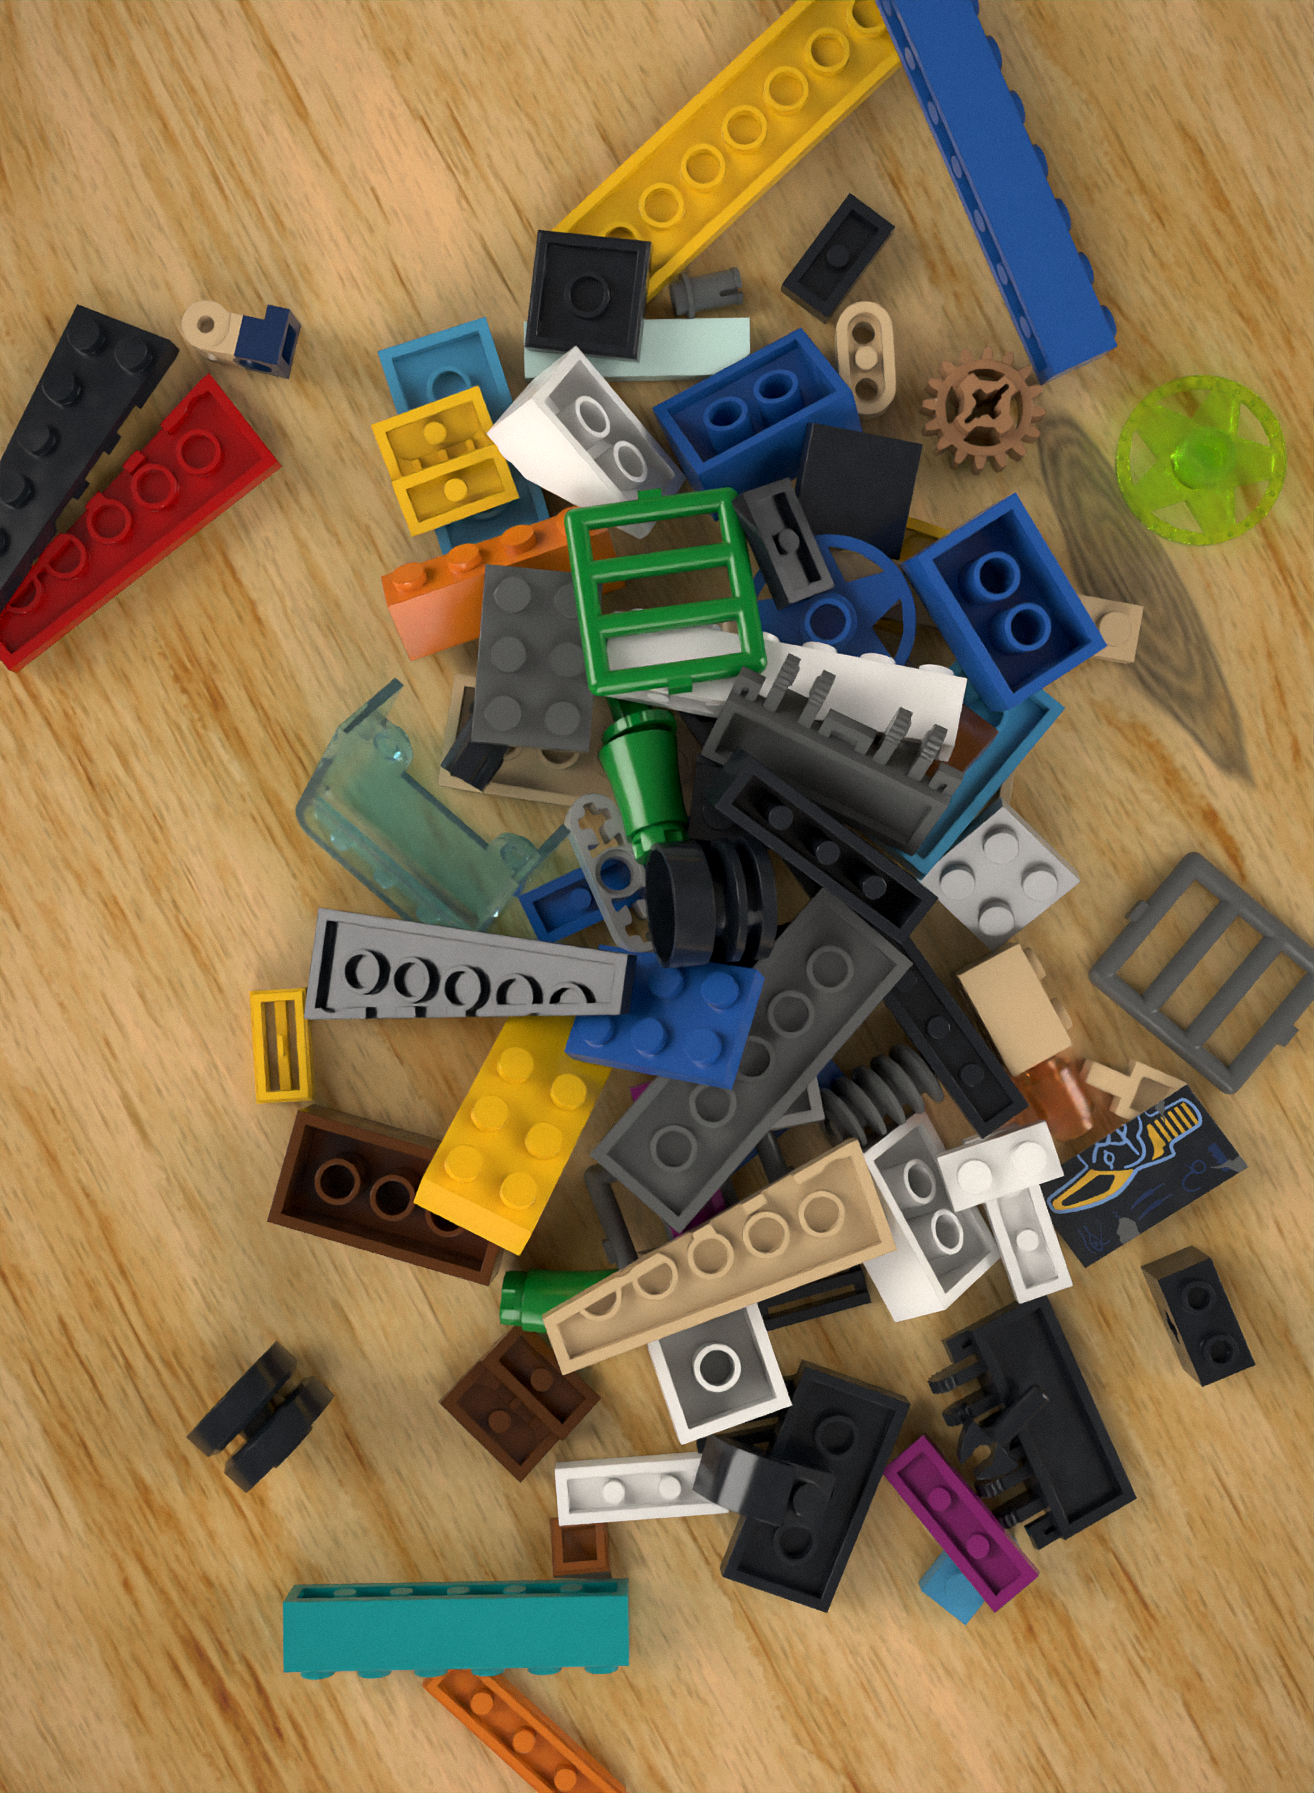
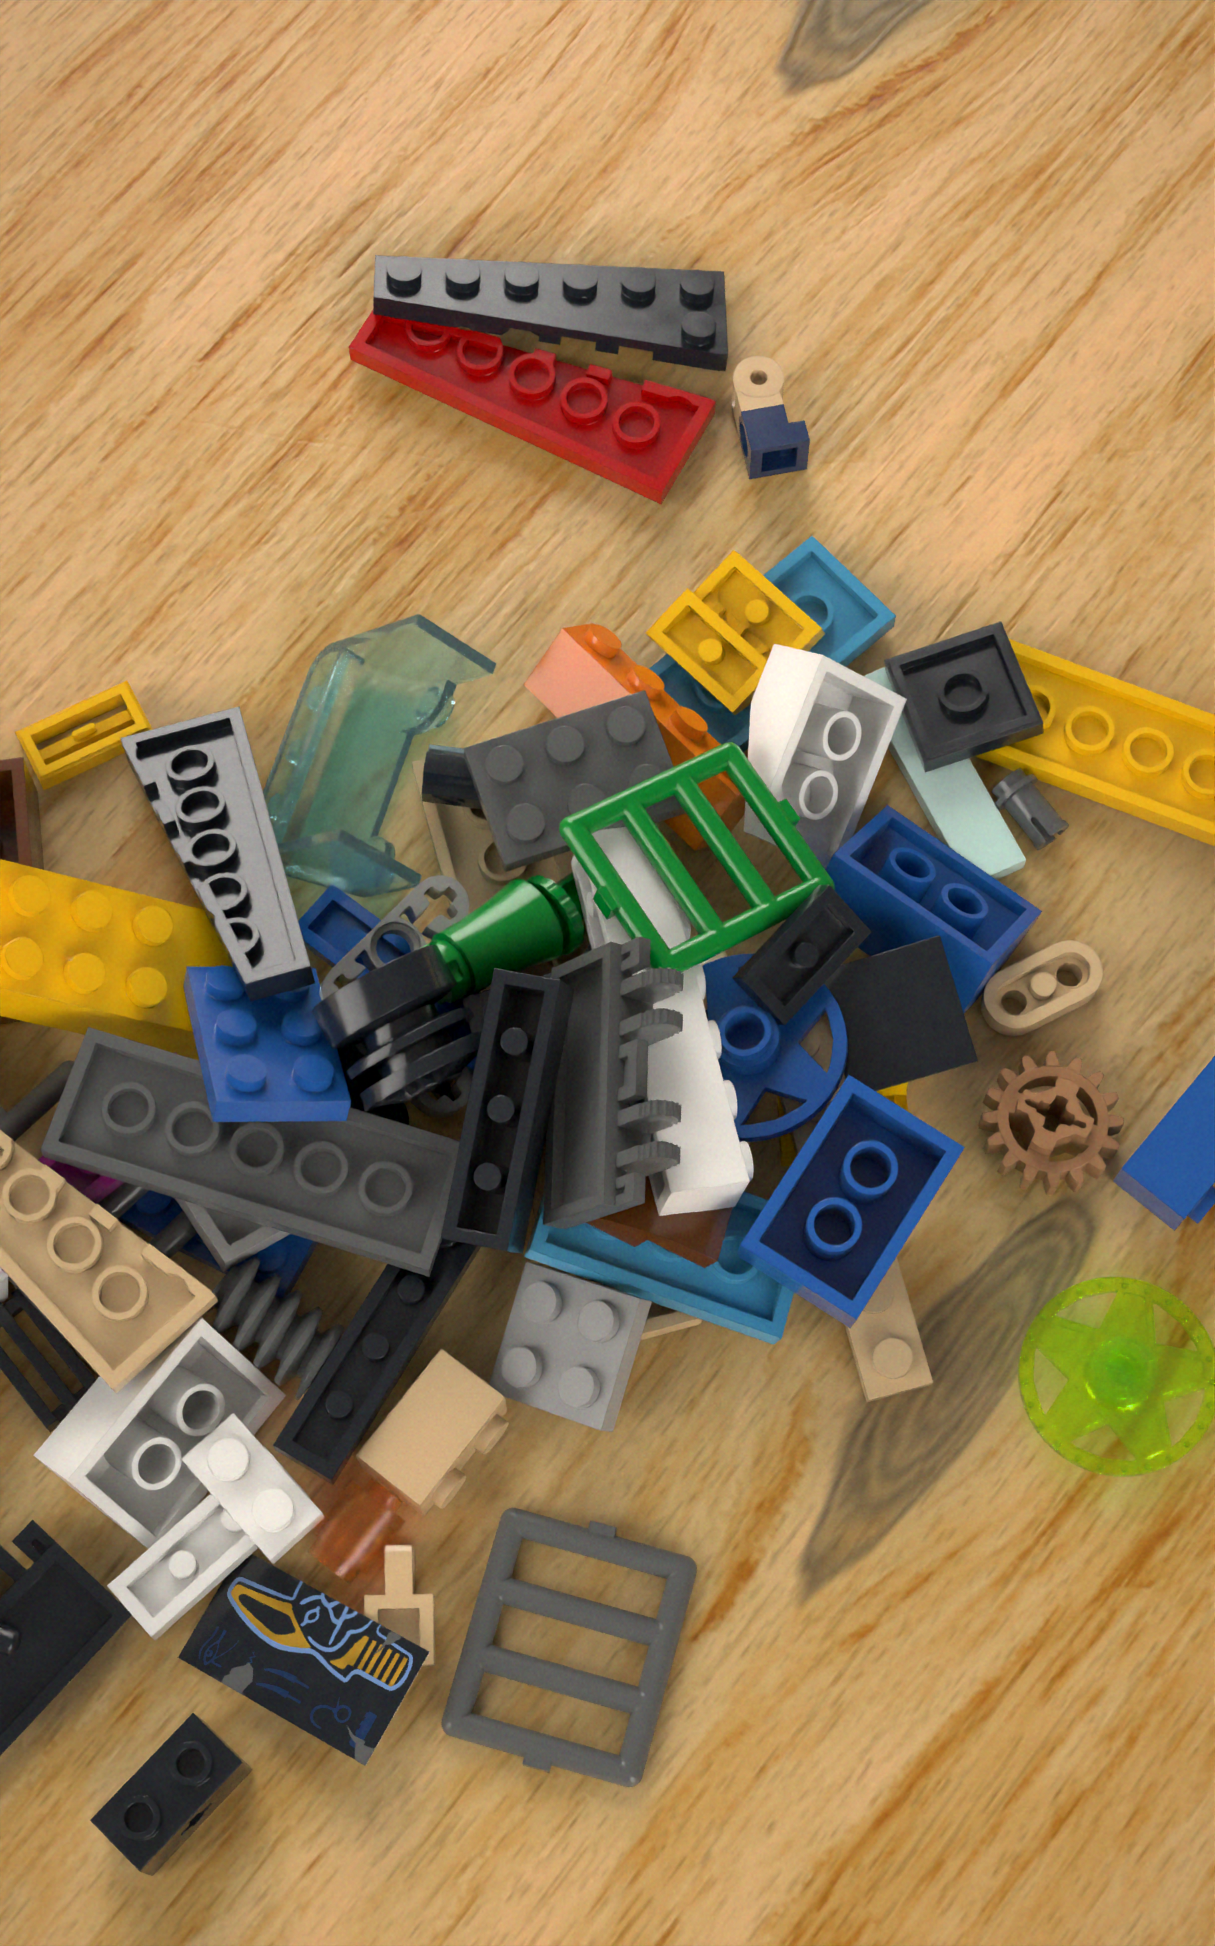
camera: 60 degrees right, 20 degrees down
(837, 258) = (1129, 917): black plate -> none

